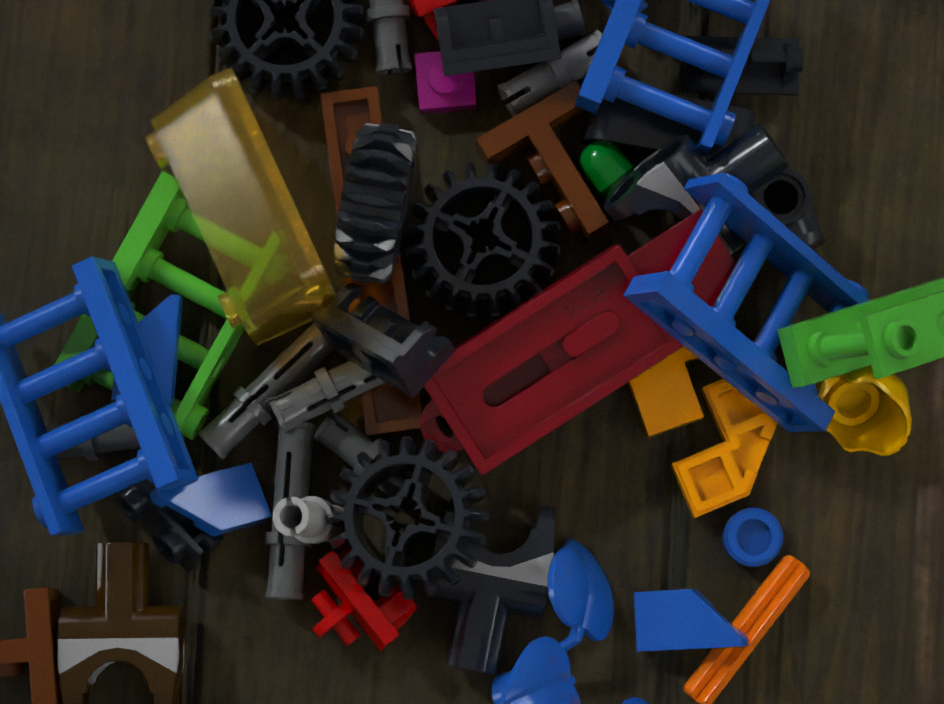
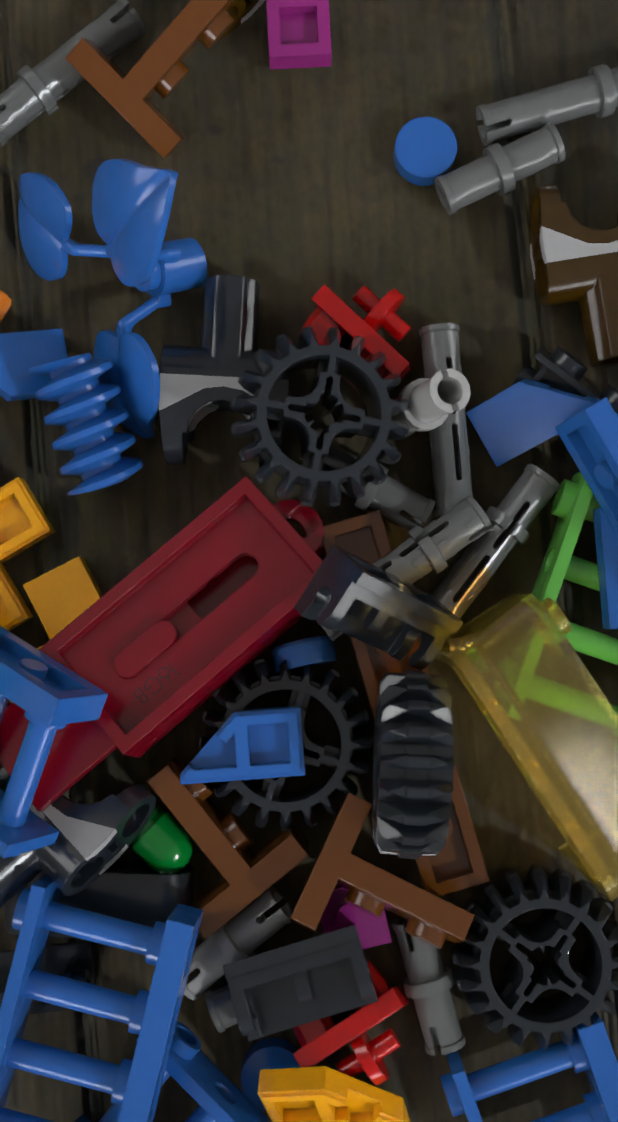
camera: 170 degrees right, 5 degrees up
(424, 103) = (374, 888): none -> reddish brown bracket
(454, 315) = (303, 652): none -> blue tile
(512, 238) = (251, 747): none -> blue tile
(617, 551) = (87, 421): none -> blue piece

